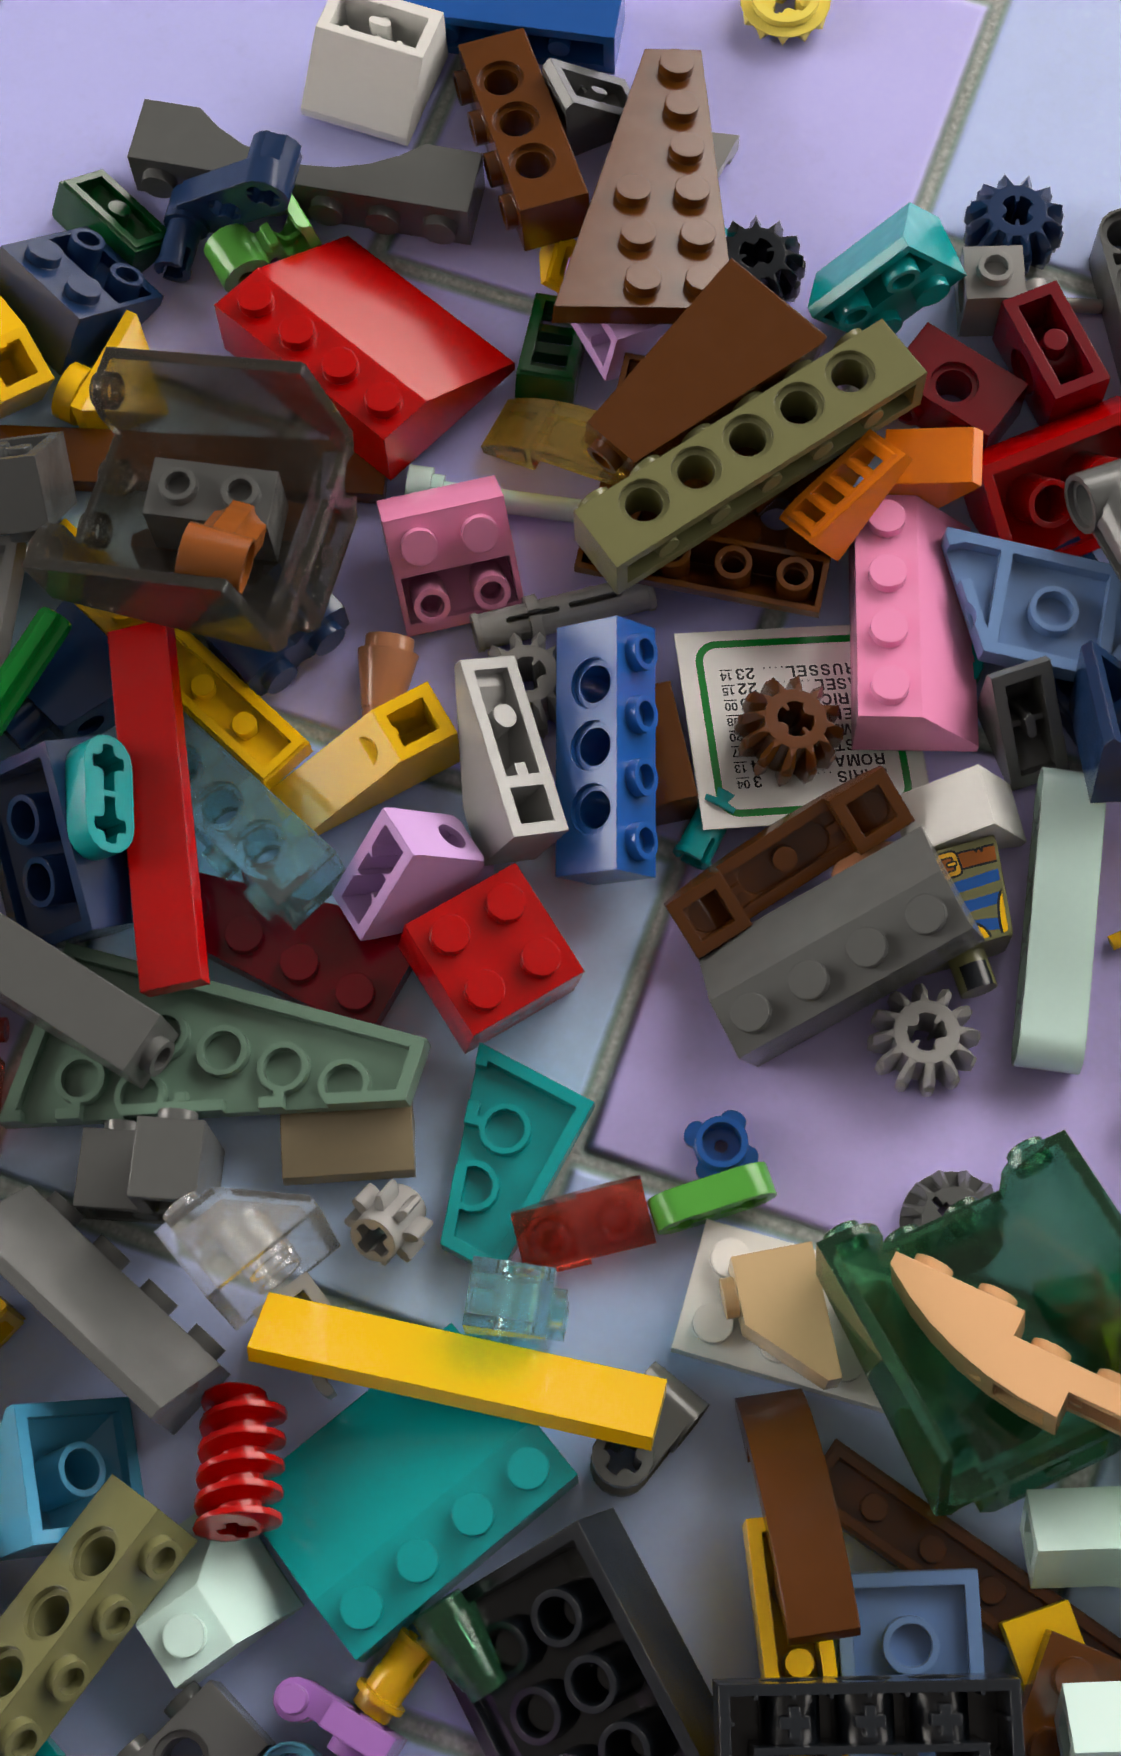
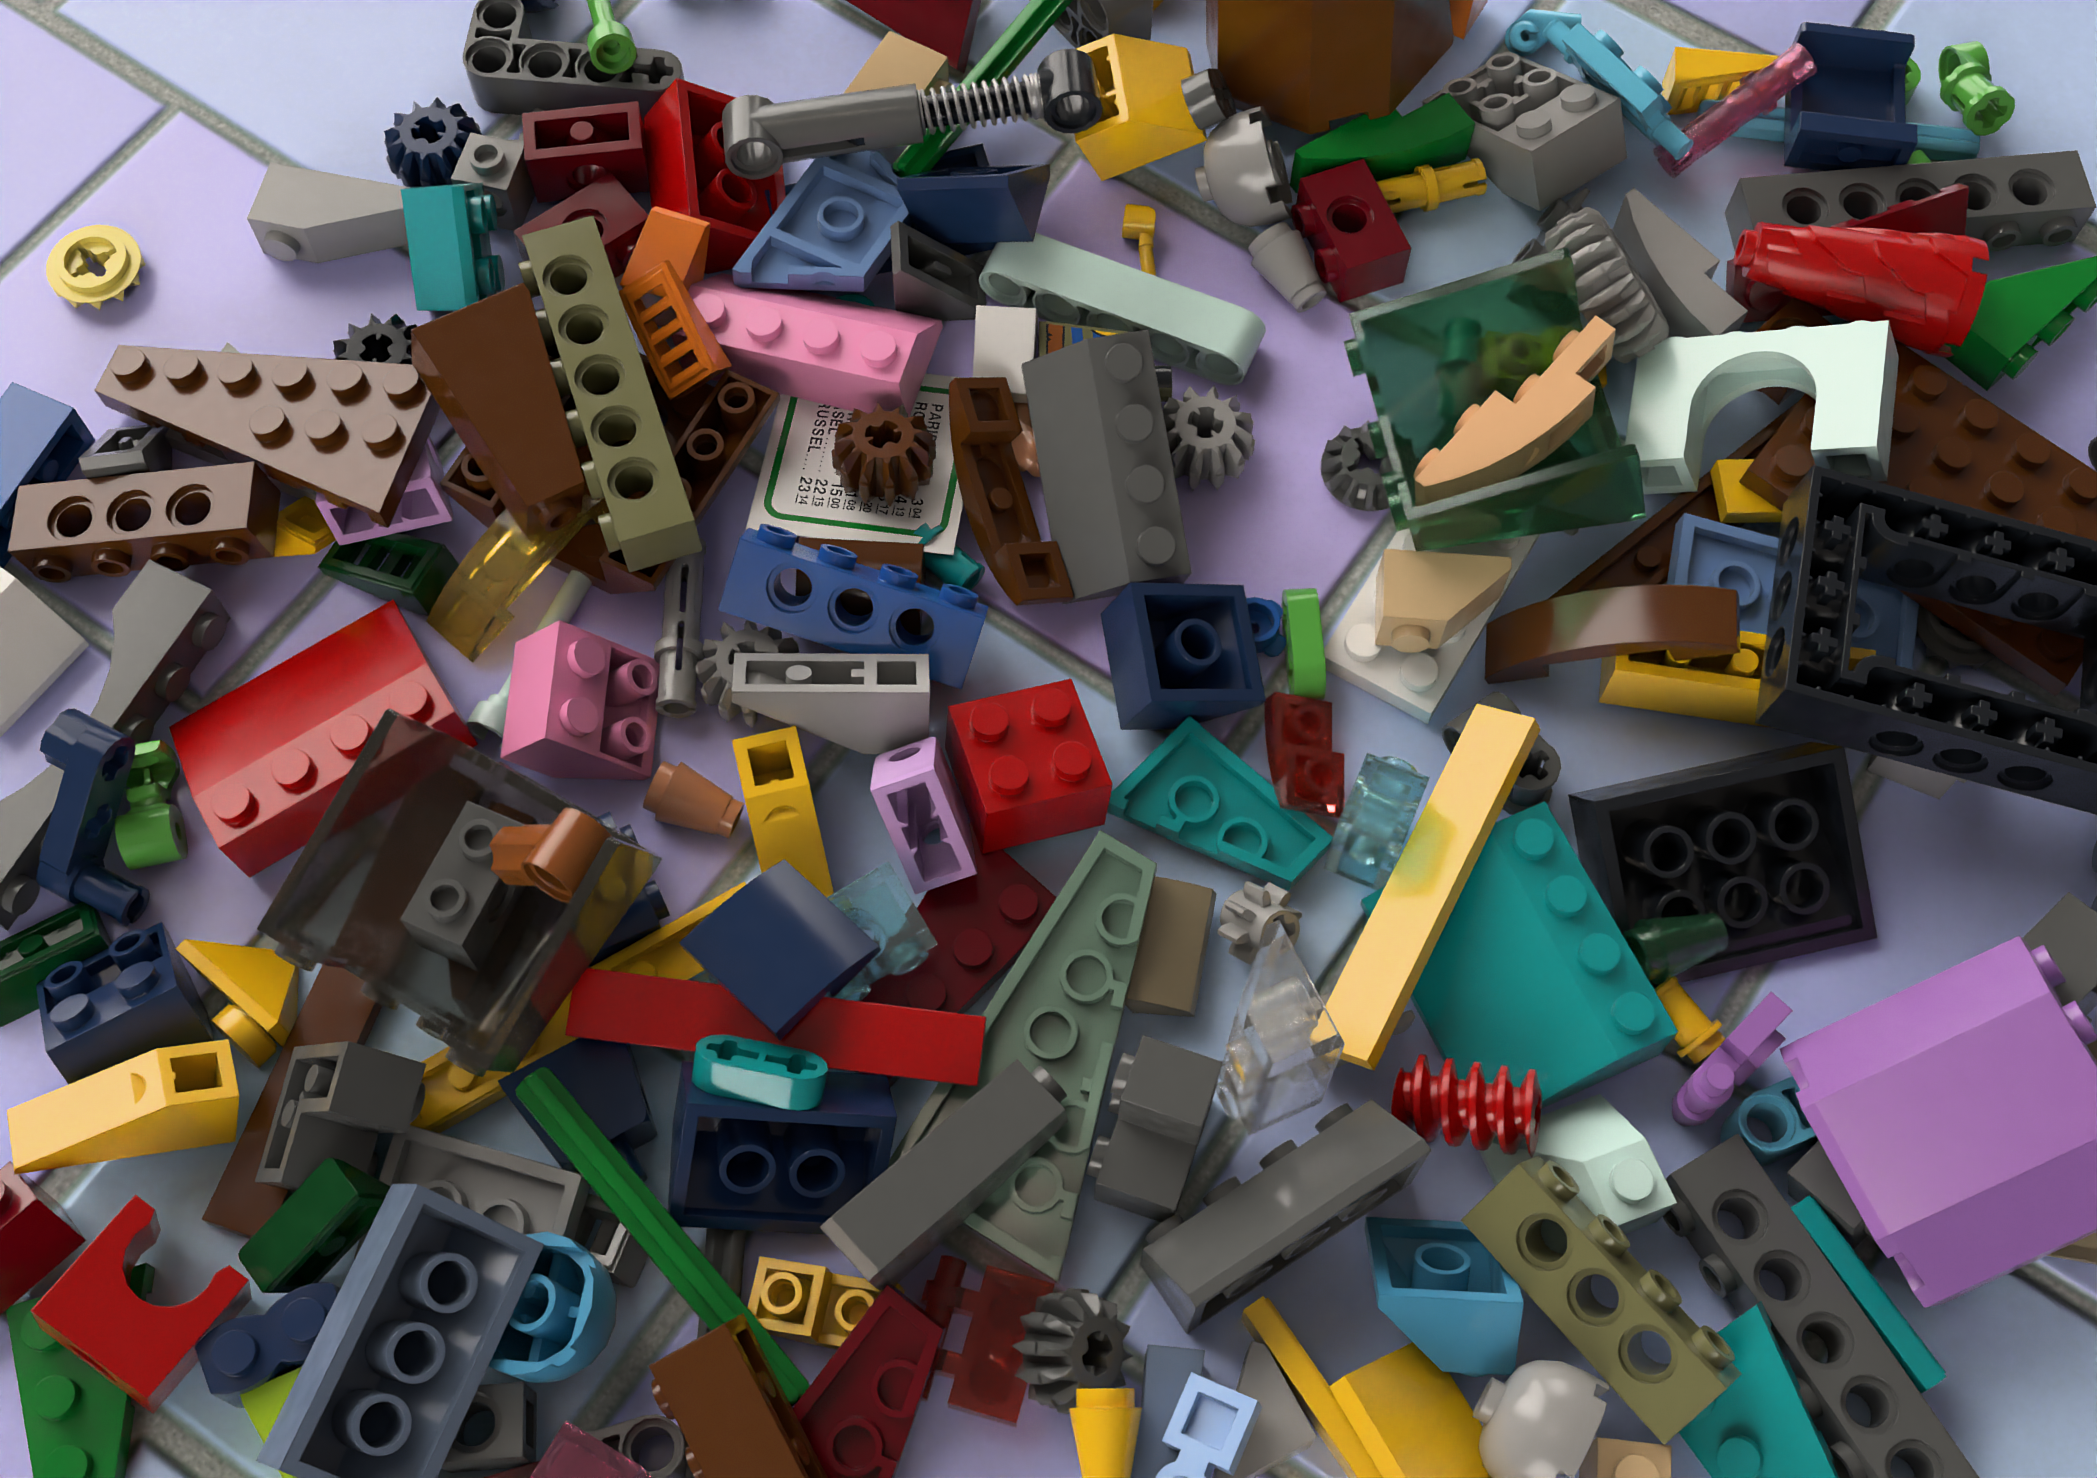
camera: 80 degrees left, 5 degrees down
(223, 780) = (780, 947): none -> dark blue slope
(657, 1079) = (1181, 654): none -> dark blue slope
(898, 152) = (325, 215): none -> light grey slope

